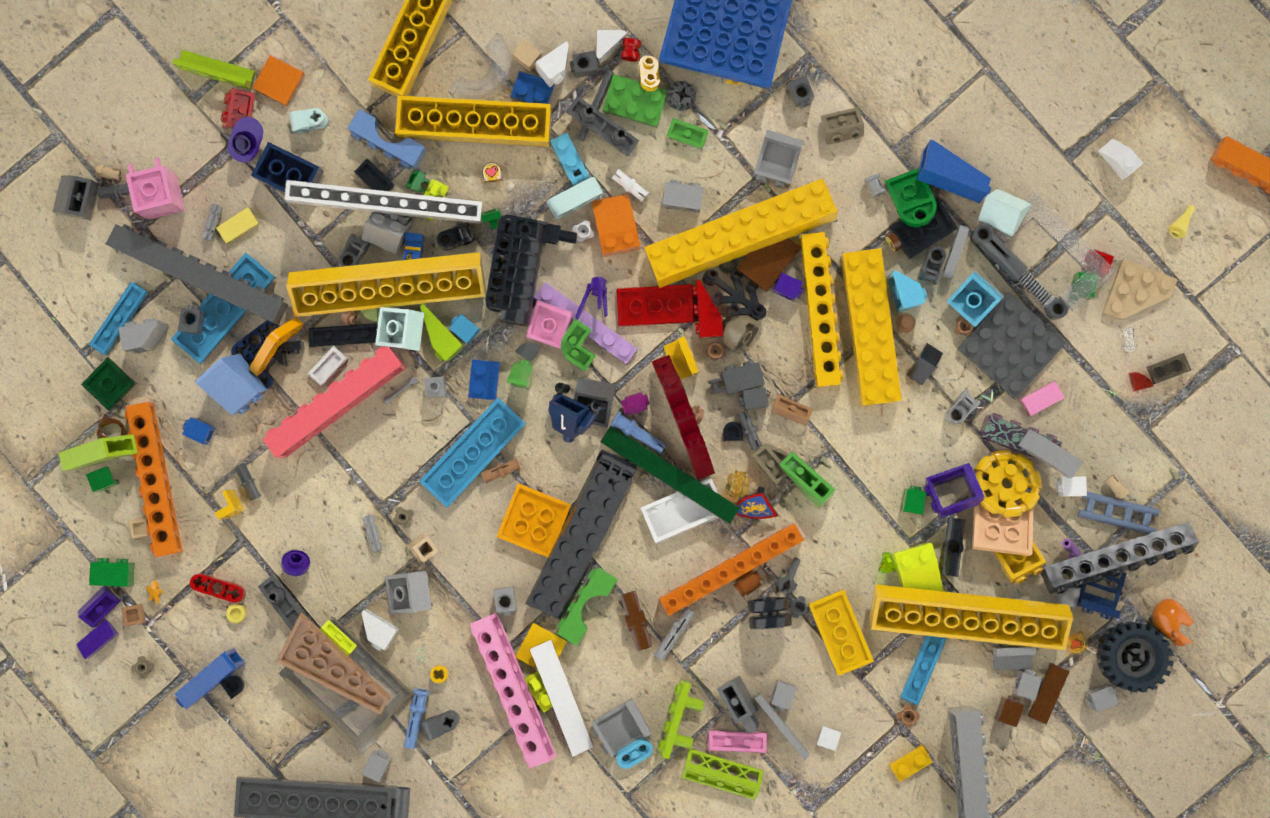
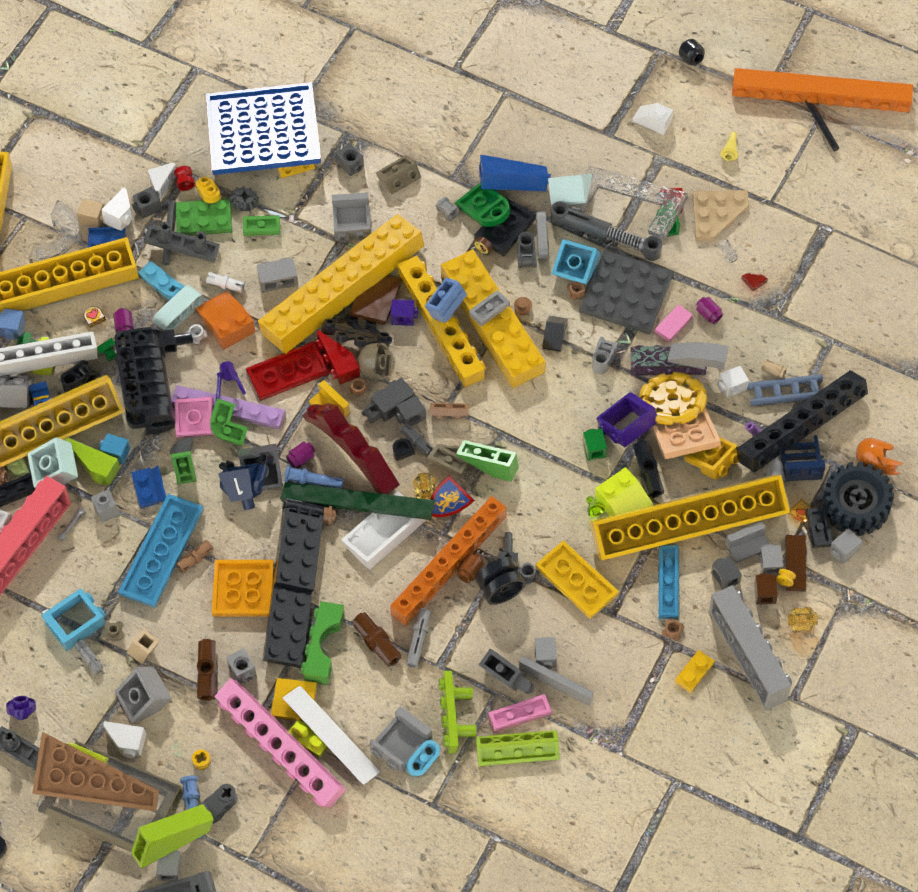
camera: 25 degrees left, 25 degrees down
(351, 496) = (83, 631): none -> medium azure window
(386, 748) = (169, 834): none -> lime slope
(476, 578) = (206, 659): none -> reddish brown piece
(517, 192) = (123, 320): none -> magenta brick
(638, 478) = (329, 515): none -> medium nougat plate
(828, 738) = (606, 677): white tile -> none
(831, 300) = (445, 300): none -> medium blue brick
(870, 326) = (489, 308): none -> light grey plate
(905, 292) = (510, 276): medium azure slope -> none
(979, 681) = (726, 572): none -> dark grey brick
(1029, 755) = (802, 619): none -> clear yellow piece
(1032, 711) = (785, 577): none -> yellow bush
(1082, 399) = (709, 310): none -> magenta brick
(1085, 669) = (818, 527): none -> black plate
(1168, 368) = (774, 260): clear smoke plate -> none
(1191, 96) = (691, 52): none -> black head

